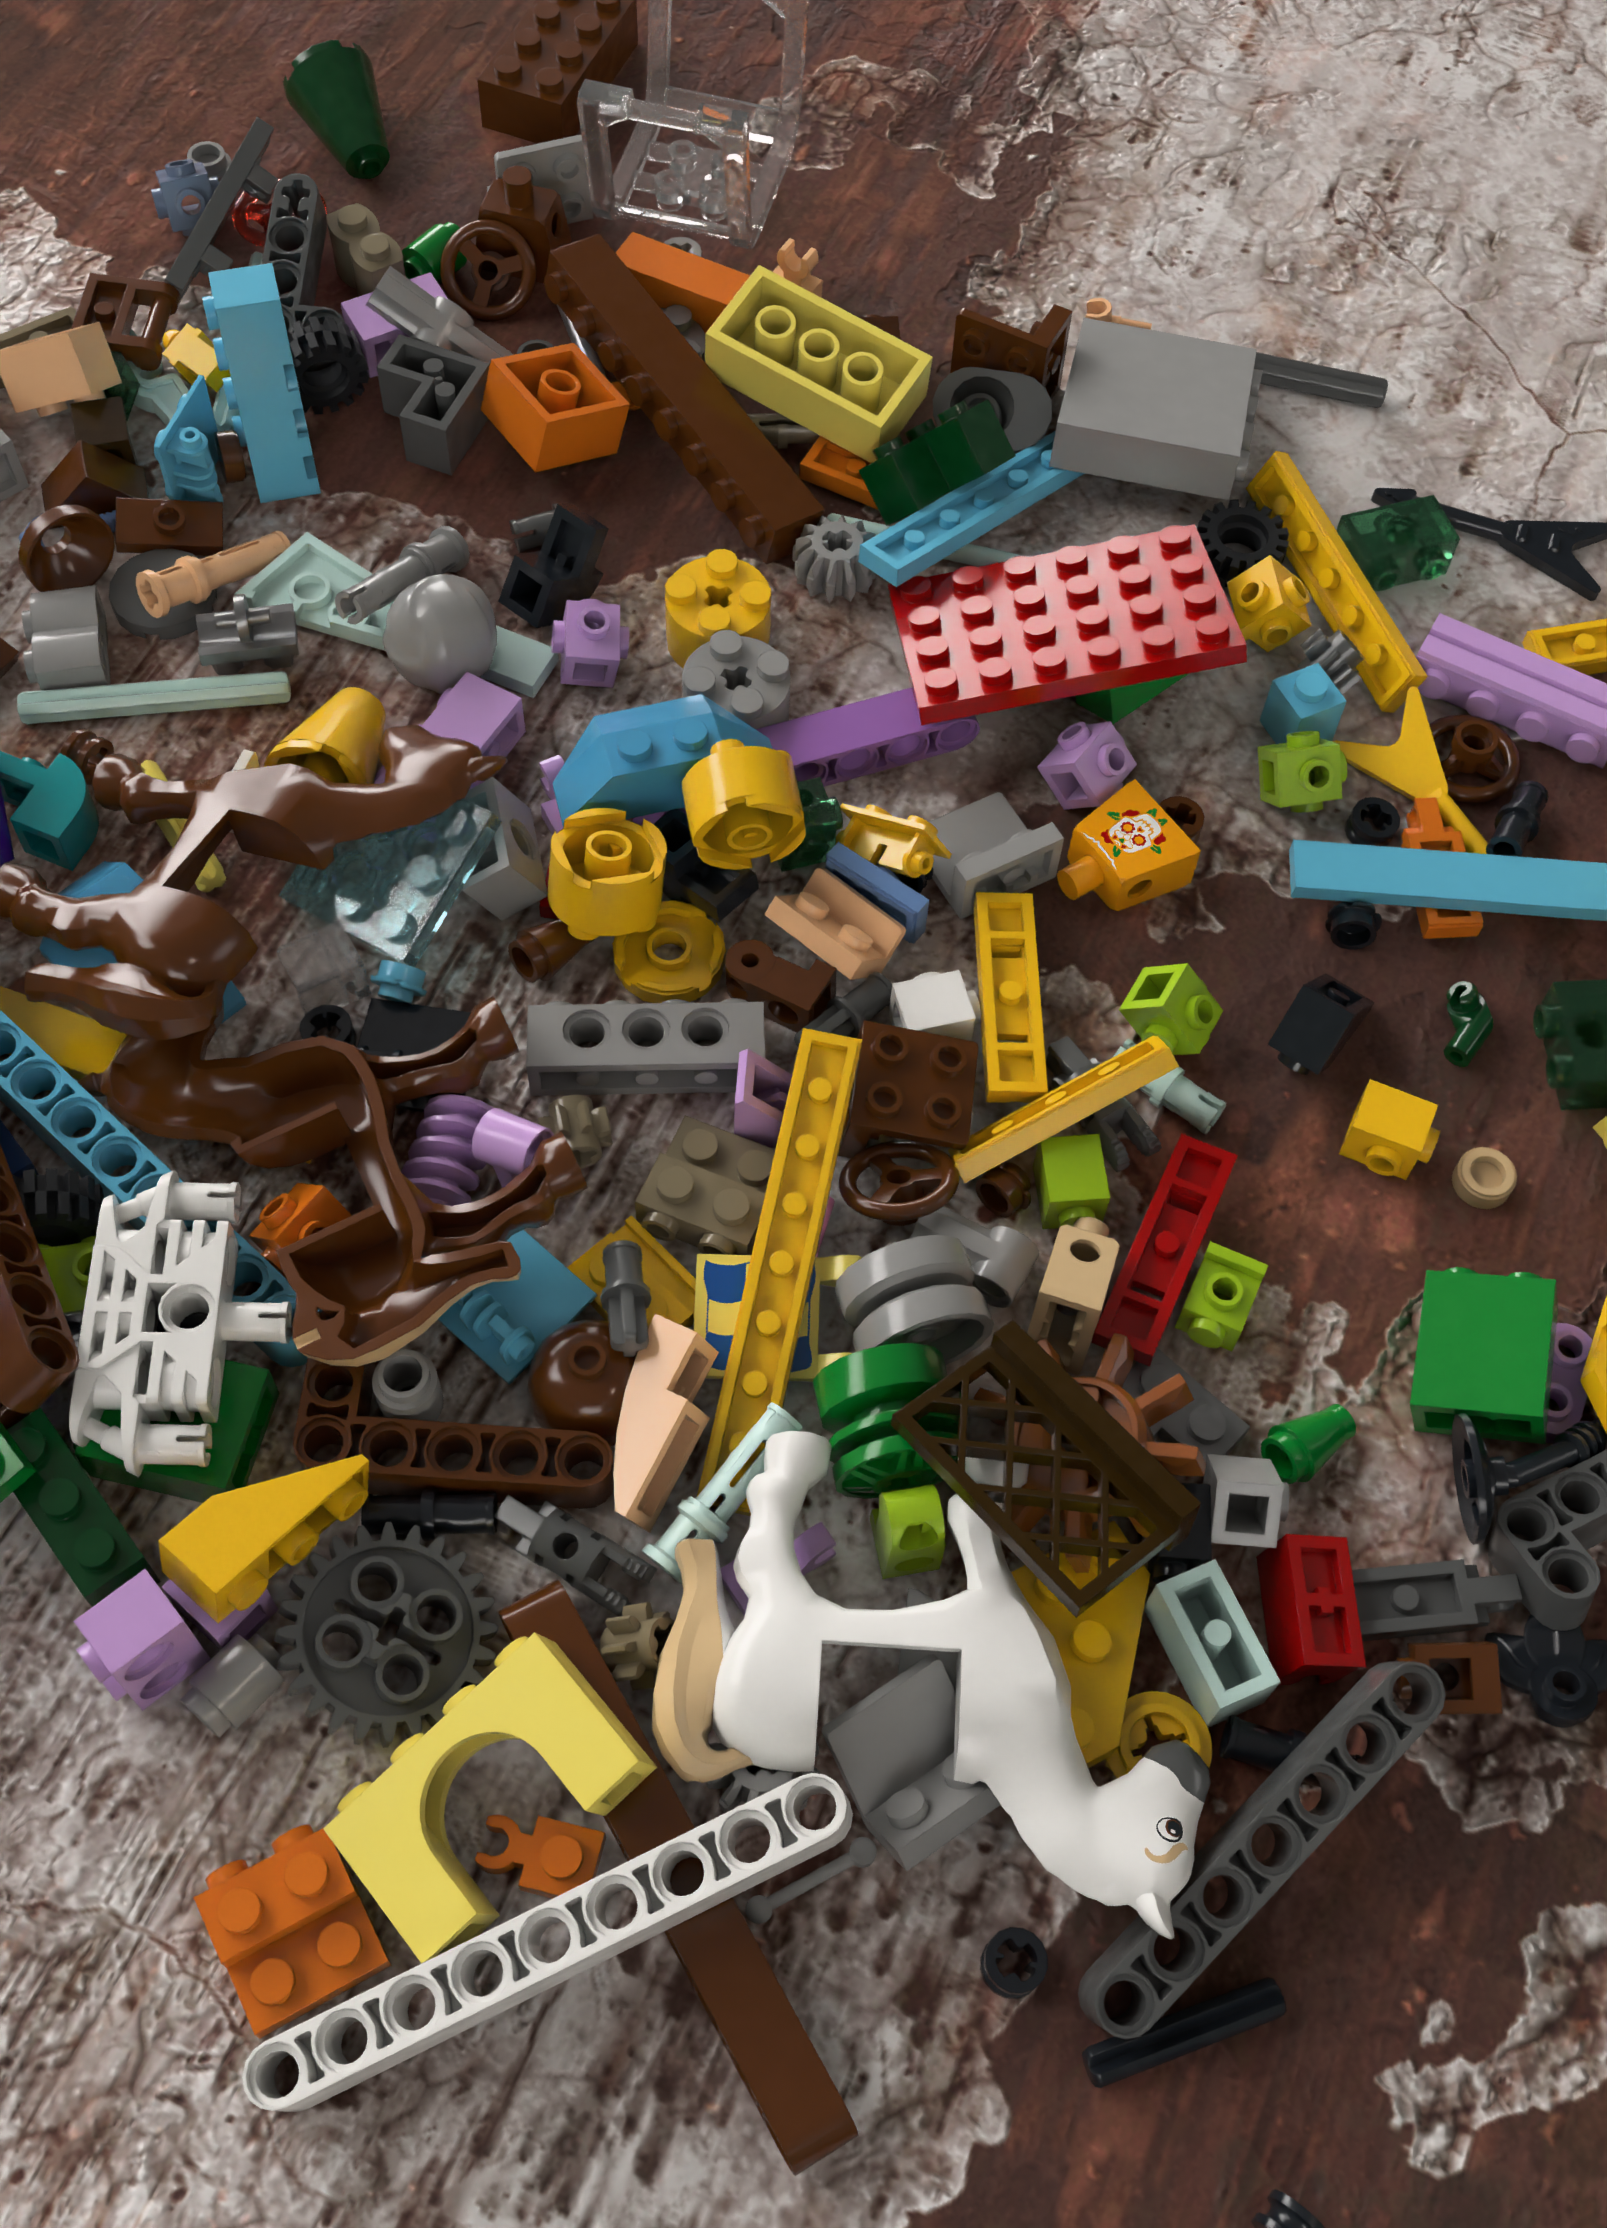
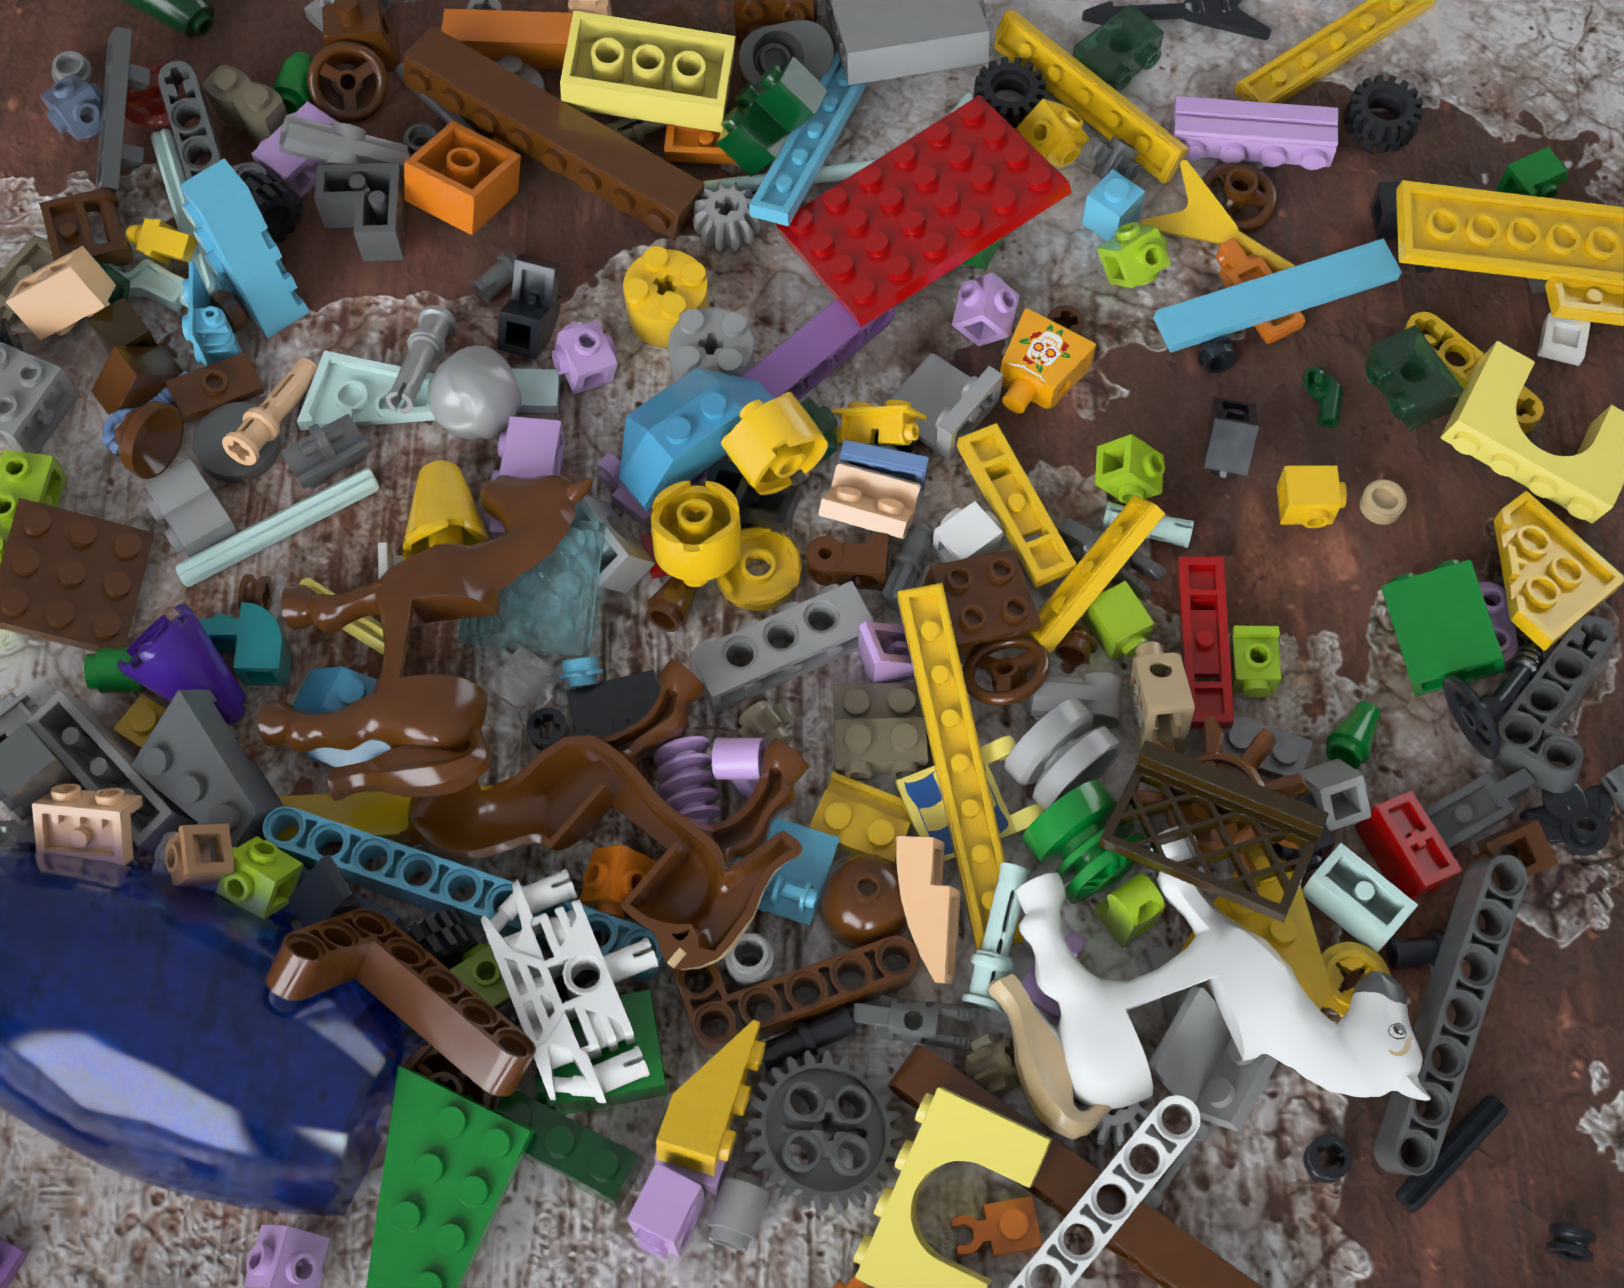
camera: 20 degrees left, 5 degrees up
(625, 1297) = (869, 833): dark grey axle -> none
(1383, 816) = (1191, 282): black bush -> none
(1518, 820) = (1295, 232): black pin -> none

